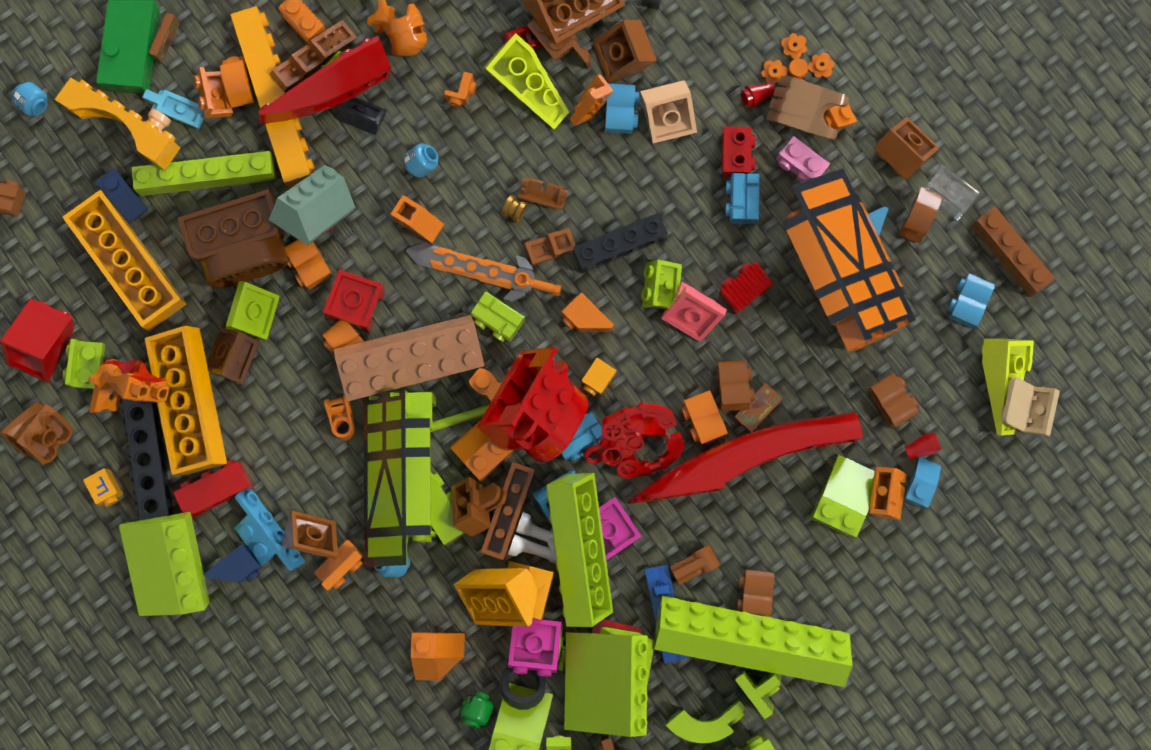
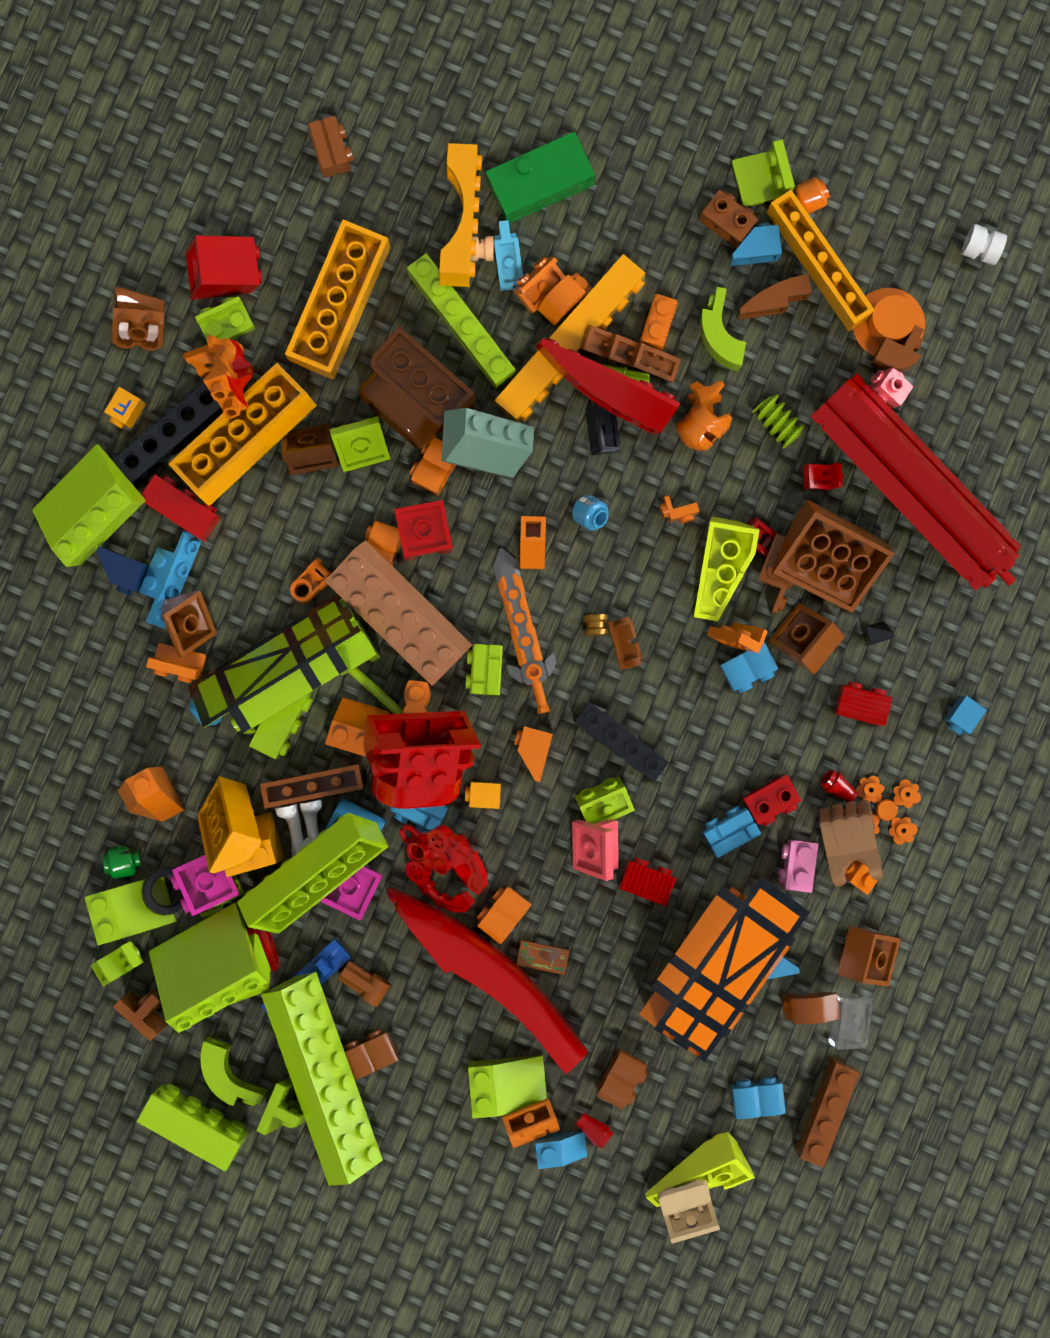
camera: 55 degrees right, 5 degrees up
(30, 99) = (436, 120): dark azure head -> none
(122, 195) = (396, 258): dark blue slope -> none
(164, 37) = (566, 206): dark orange tile -> none
(473, 503) = (299, 750): dark orange brick -> none
(549, 247) = (580, 678): dark orange slope -> none
(669, 111) = (773, 714): light nougat slope -> none
(703, 37) = (863, 705): none -> red brick
(734, 385) = (549, 924): dark orange brick -> none

